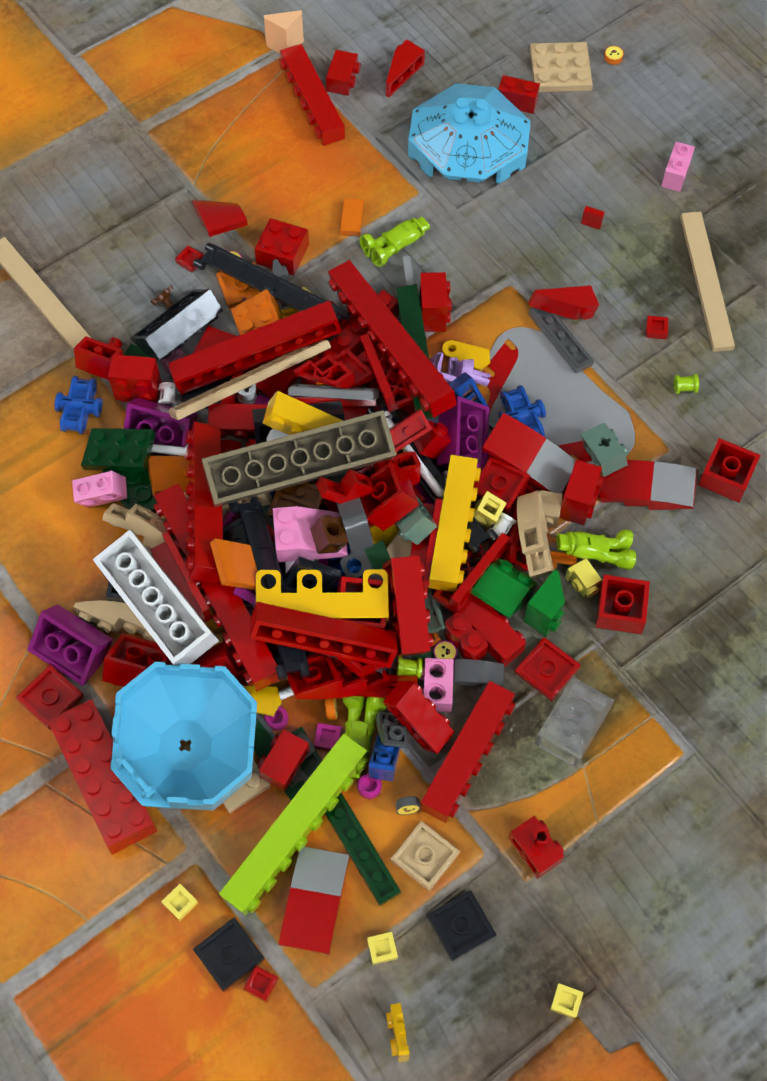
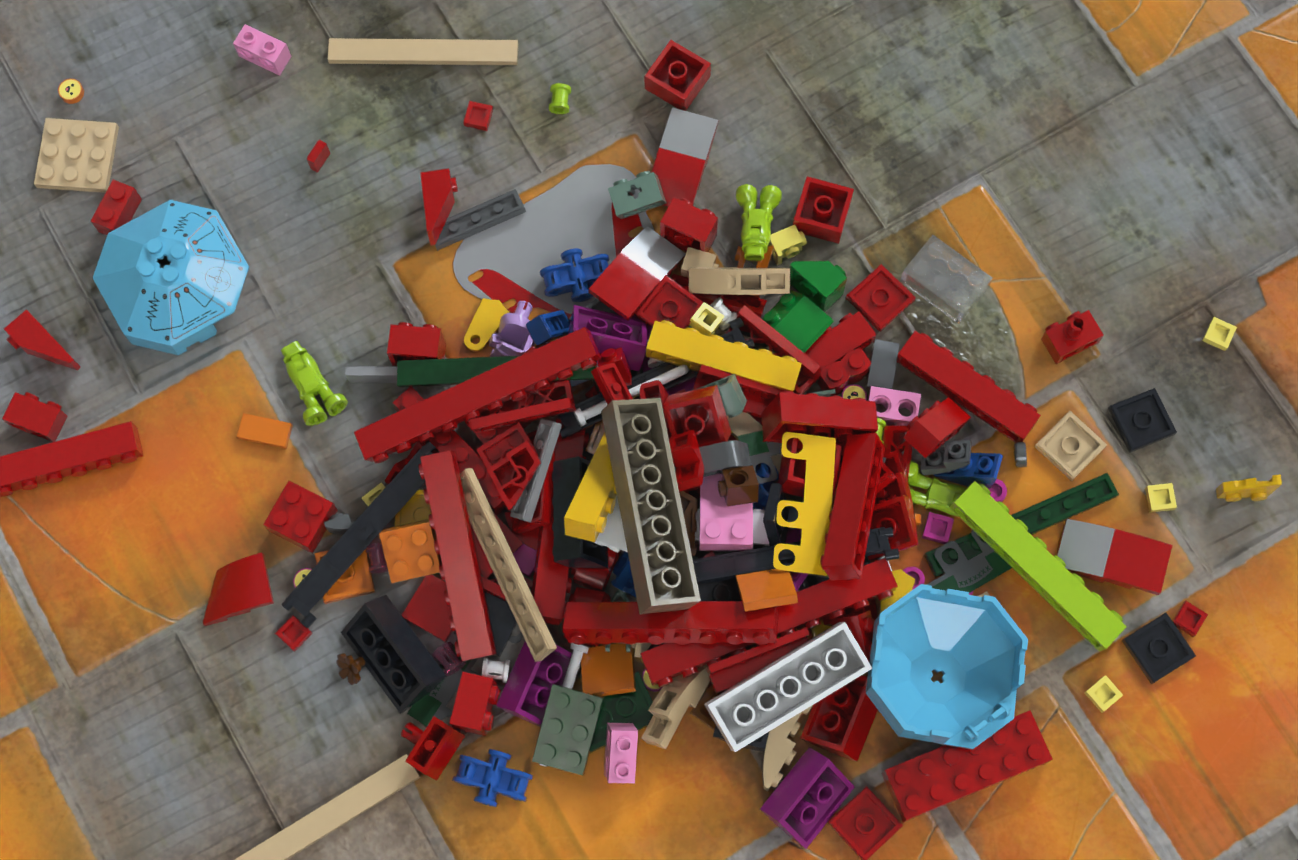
camera: 80 degrees left, 10 degrees up
(283, 760) = (968, 570): red brick -> none

